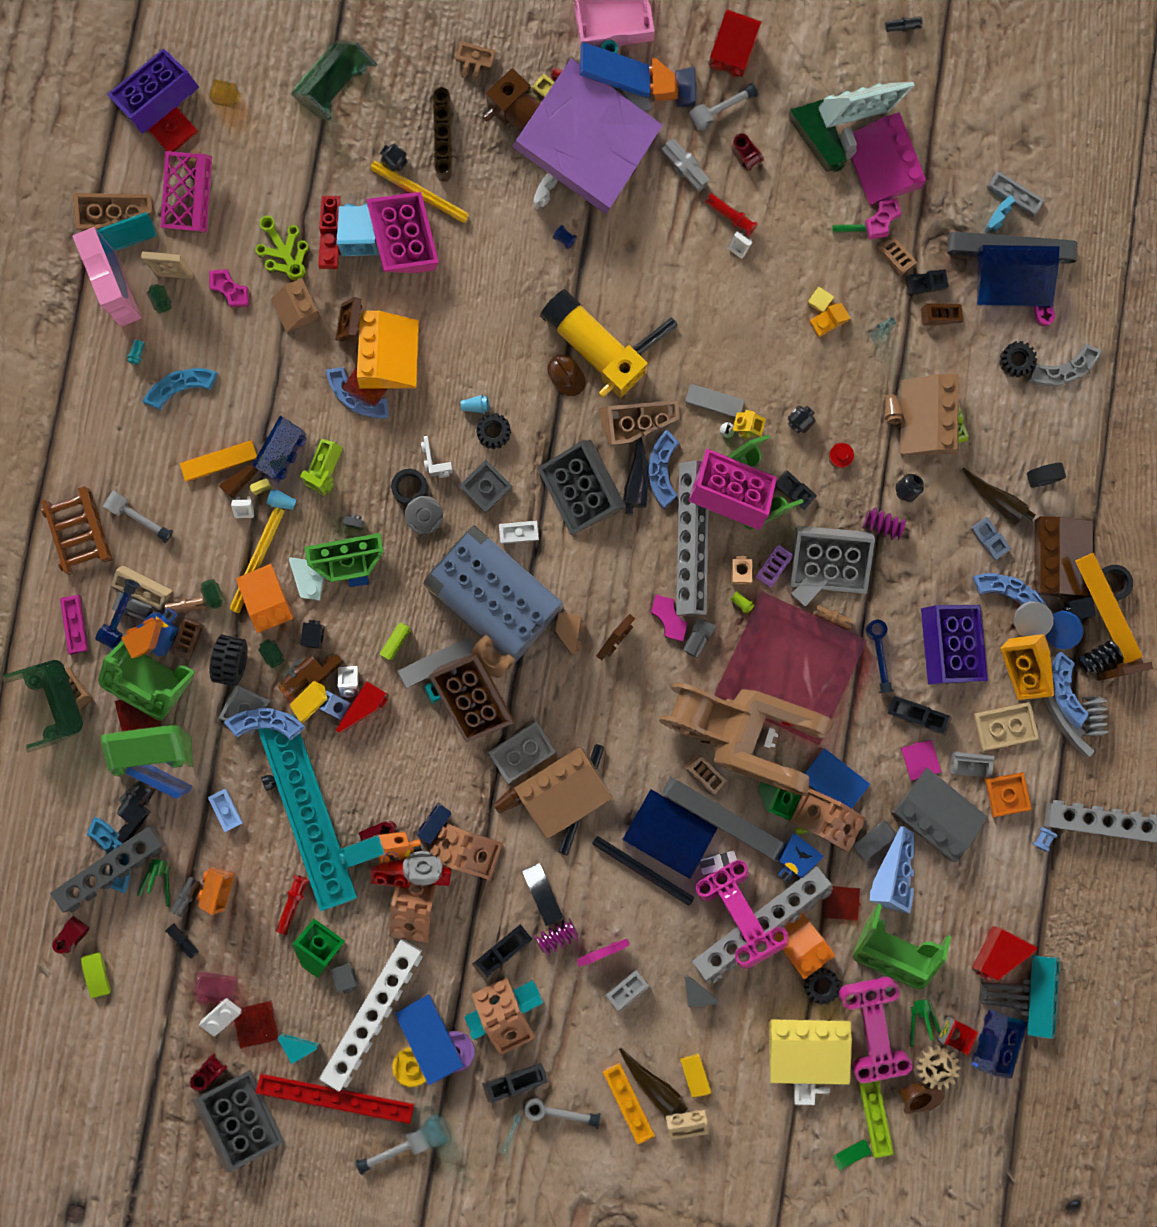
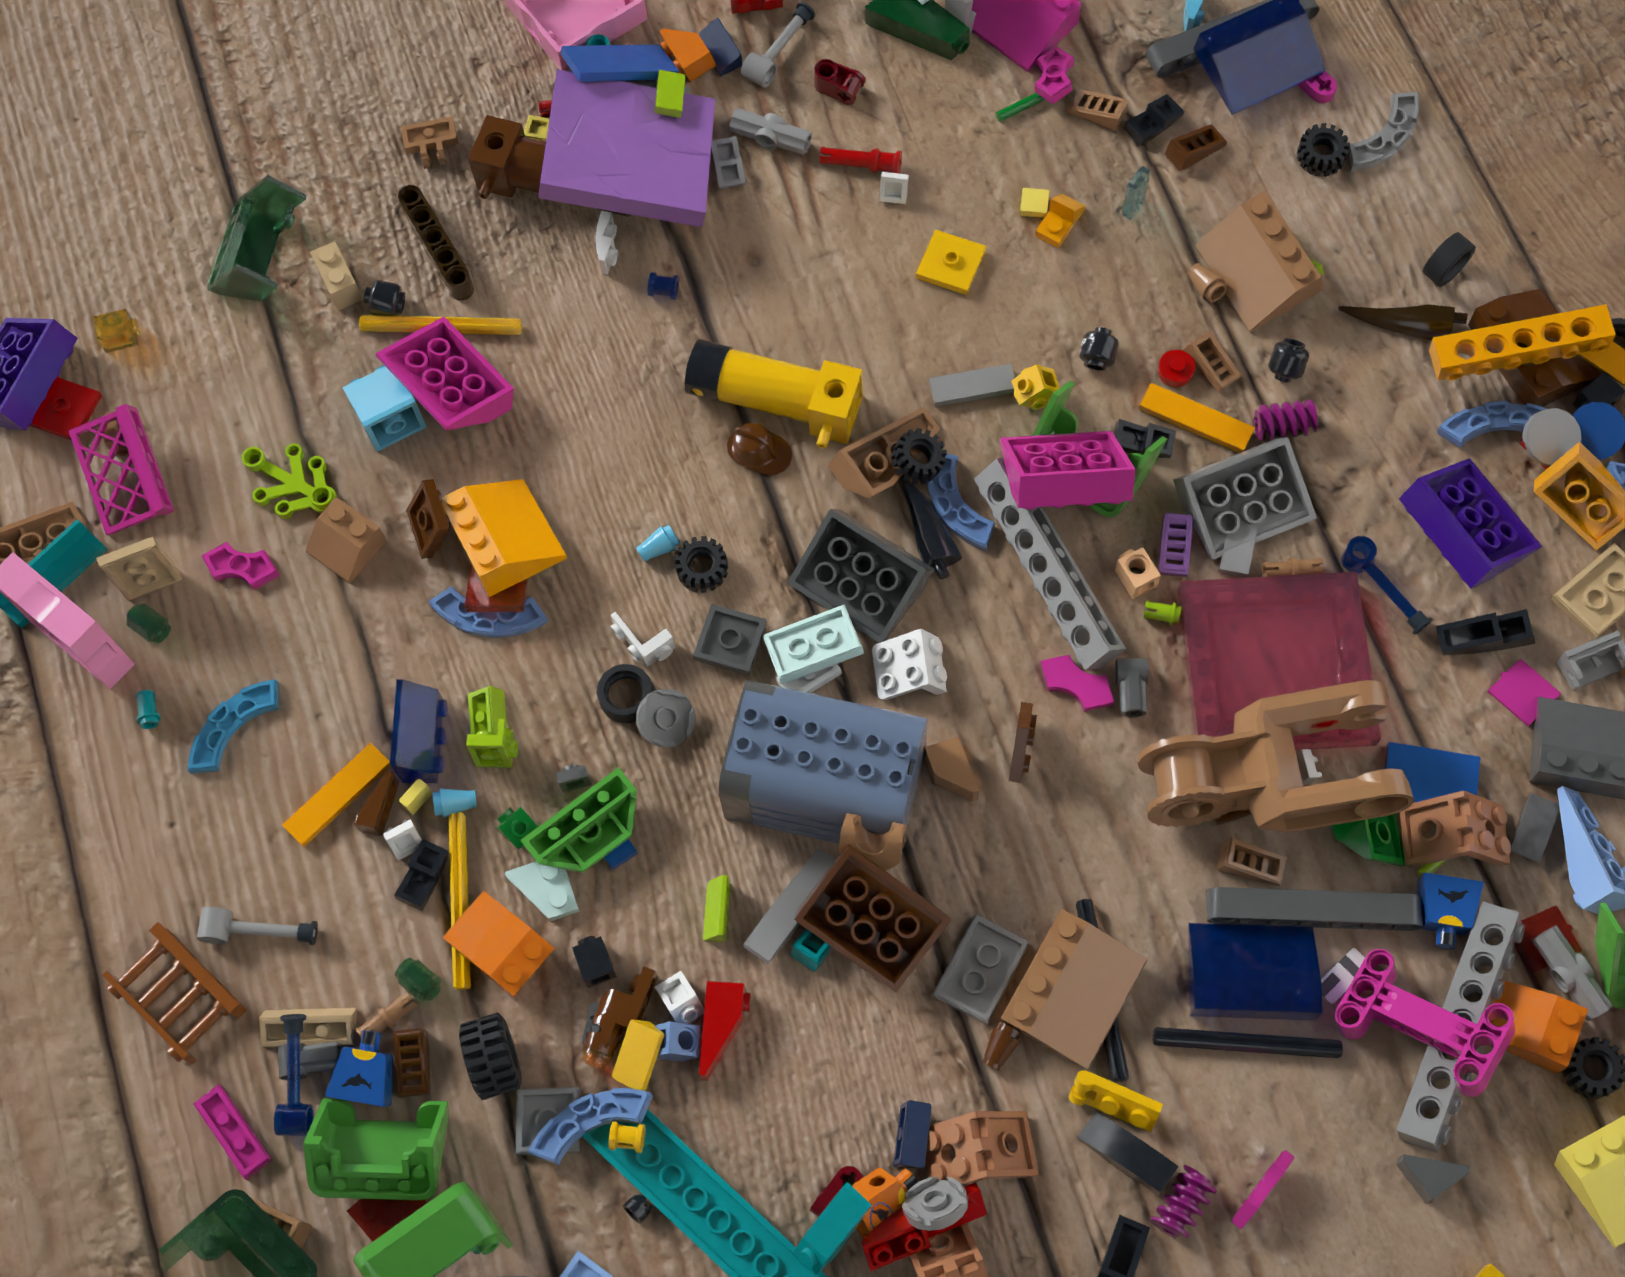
camera: 25 degrees left, 15 degrees down
(143, 639) = (348, 1089): orange slope -> none
(243, 534) = (423, 874): none -> black slope
(271, 653) = (547, 1018): clear green brick -> none
(279, 743) = (627, 1137): none -> yellow bush
(307, 534) = (515, 825): none -> green bracket
(328, 248) = (345, 427): red slope -> none
(372, 126) = (336, 275): none -> tan brick
(530, 515) = (813, 644): none -> light aqua tile
(552, 863) = (1115, 1100): none -> yellow plate
(579, 557) = (909, 665): none -> white bracket
(628, 991) = (1332, 1226): light grey hinge -> none
(634, 109) = (669, 93): none -> lime tile
(648, 172) = (728, 162): none -> light grey slope
(655, 336) = (852, 339): black axle -> none
(664, 433) = (925, 444): none -> black tyre
(723, 429) = (1004, 412): white hinge -> none
(747, 312) = (951, 262): none -> yellow plate
(834, 493) = (1196, 418): none -> light orange tile
(842, 930) = (1571, 972): none -> light grey piece
(872, 454) = (1205, 367): none -> medium nougat slope
(990, 538) = (1420, 371): sand blue slope -> none
(1099, 566) = (1591, 321): none -> light orange brick

